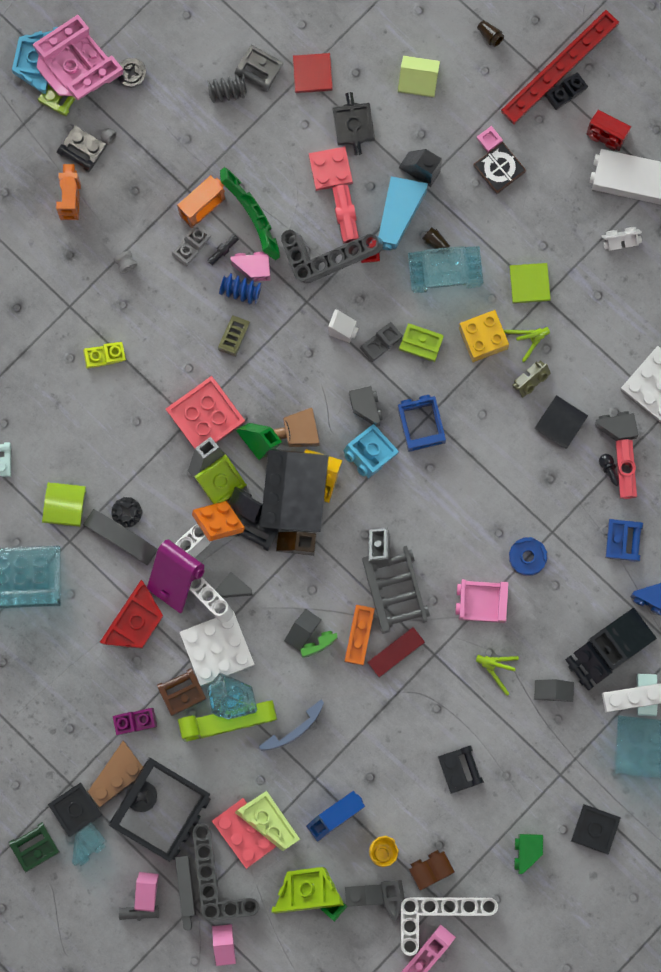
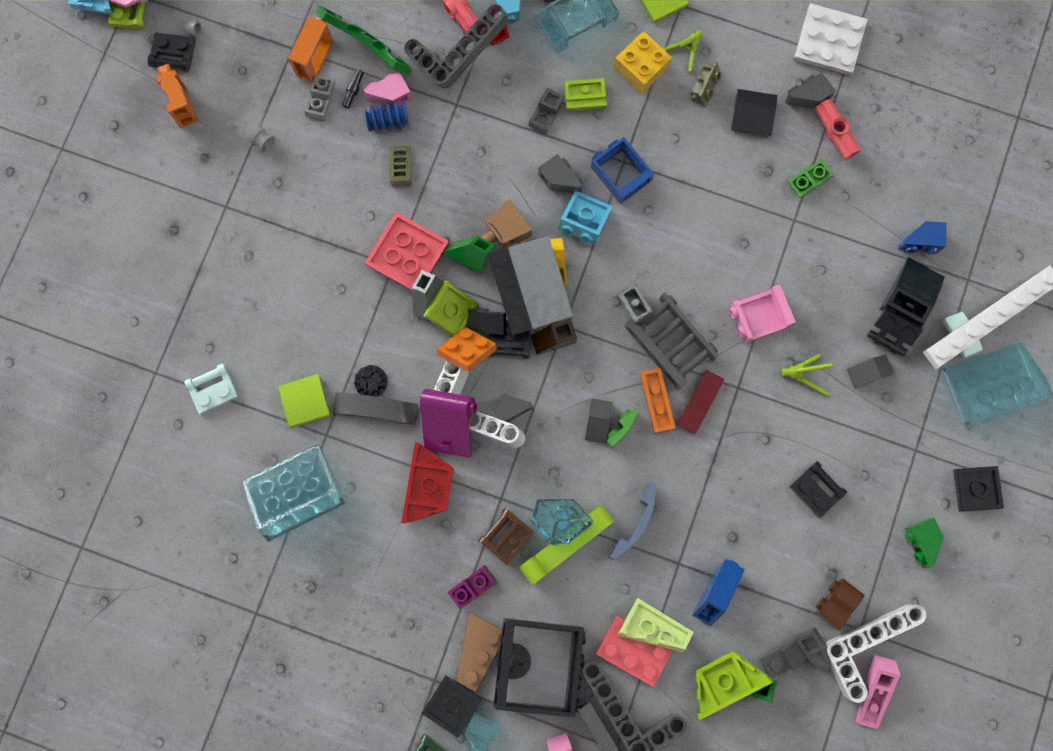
camera: 25 degrees left, 0 degrees up
(104, 355) = (280, 239): neon yellow slope -> none
(216, 649) = (521, 477): white plate -> none
(342, 326) = (503, 110): white slope -> none
(383, 851) = (783, 606): yellow hair -> none
(516, 556) = (775, 261): blue tile -> none
(582, 502) = (810, 178): none -> bright green slope
(606, 461) = (815, 132): black bar -> none
(617, 540) = (862, 200): blue plate -> none

